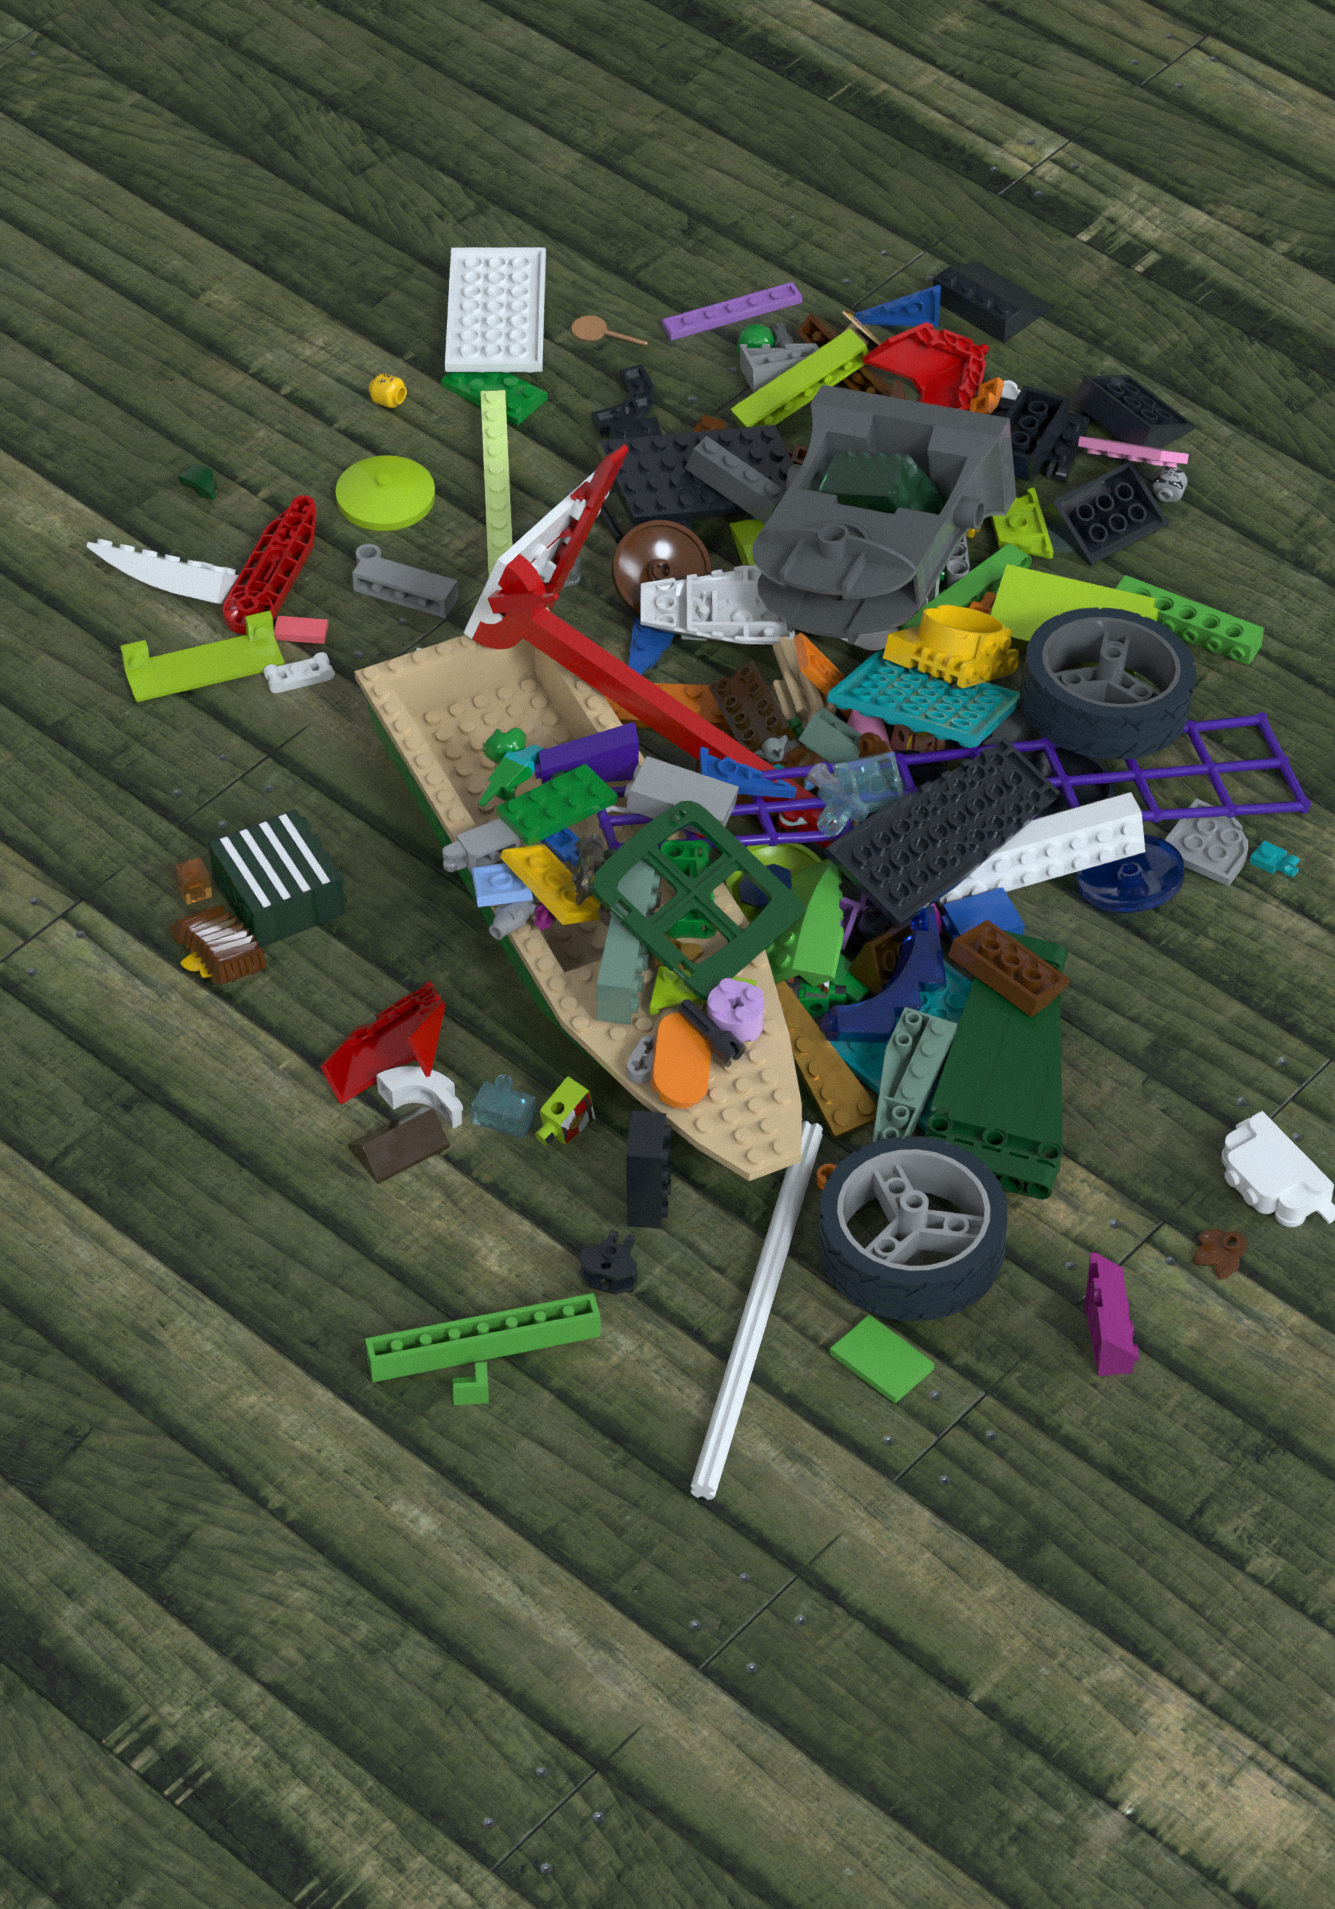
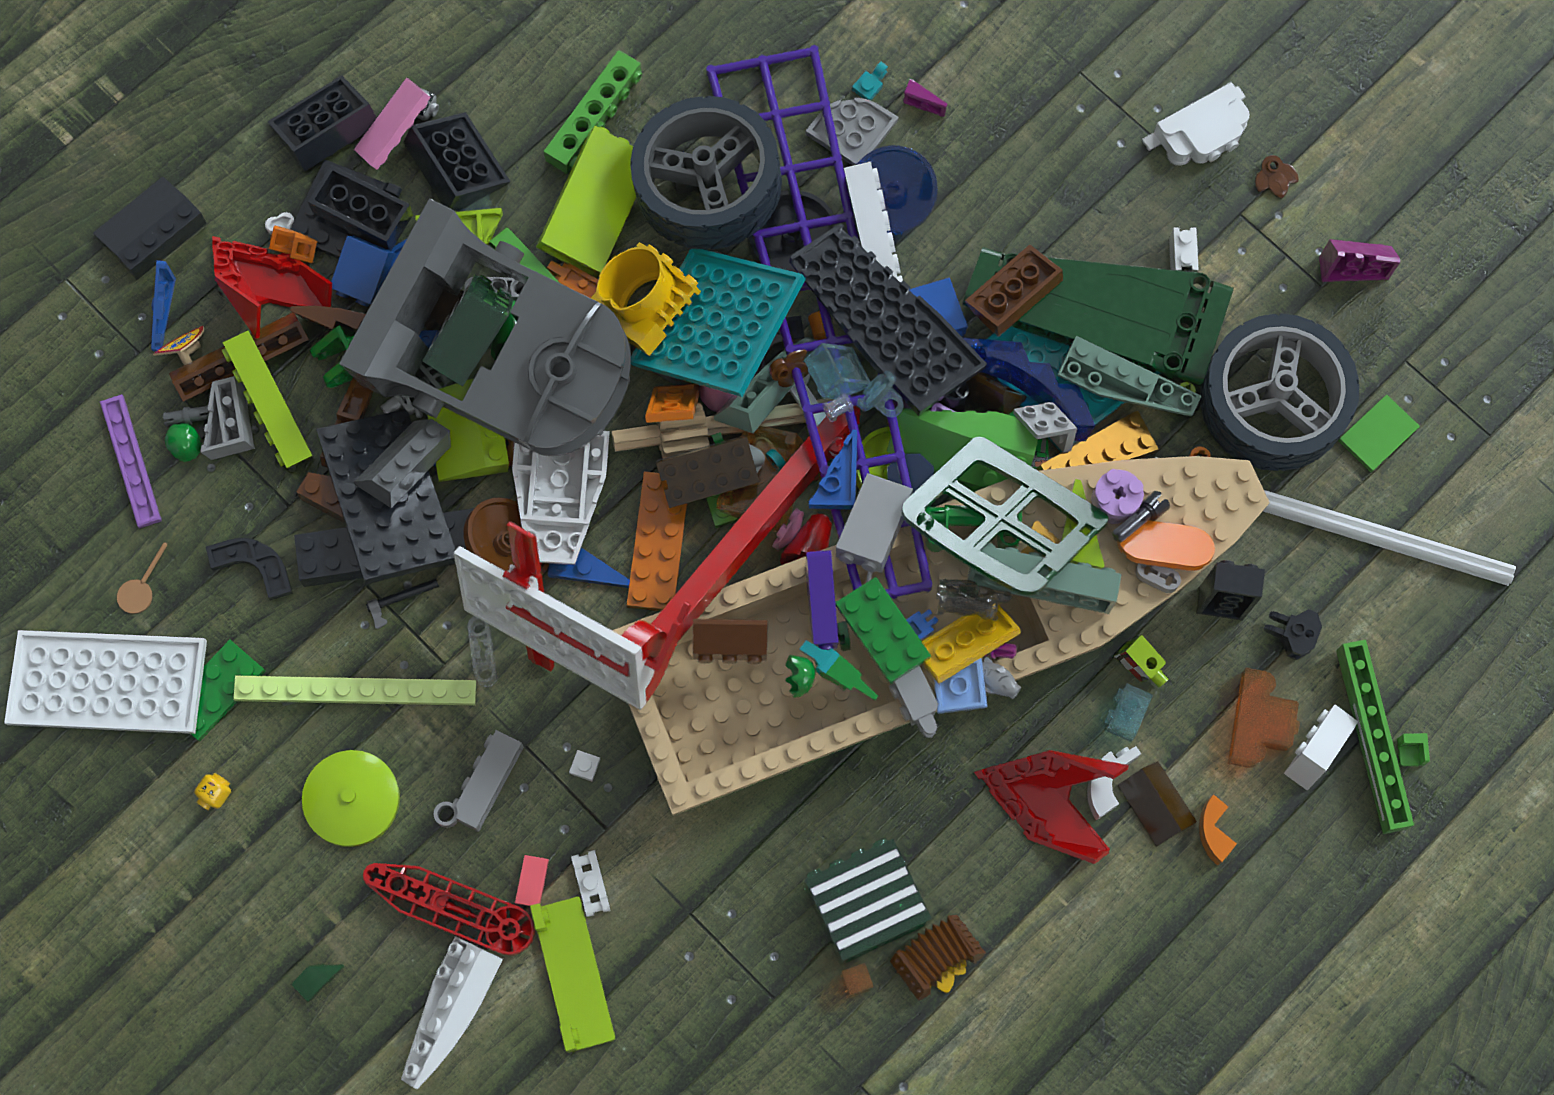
camera: 90 degrees left, 25 degrees up
(355, 1188) = (1214, 841): none -> orange brick
(468, 1284) = (1321, 747): none -> white wedge
(501, 1232) = (1260, 720): none -> clear orange brick
(538, 689) = (730, 640): none -> reddish brown slope
(836, 981) = (1048, 421): none -> light grey bracket
(1094, 1152) = (1183, 250): none -> white brick
(1262, 899) = (923, 99): none -> magenta slope

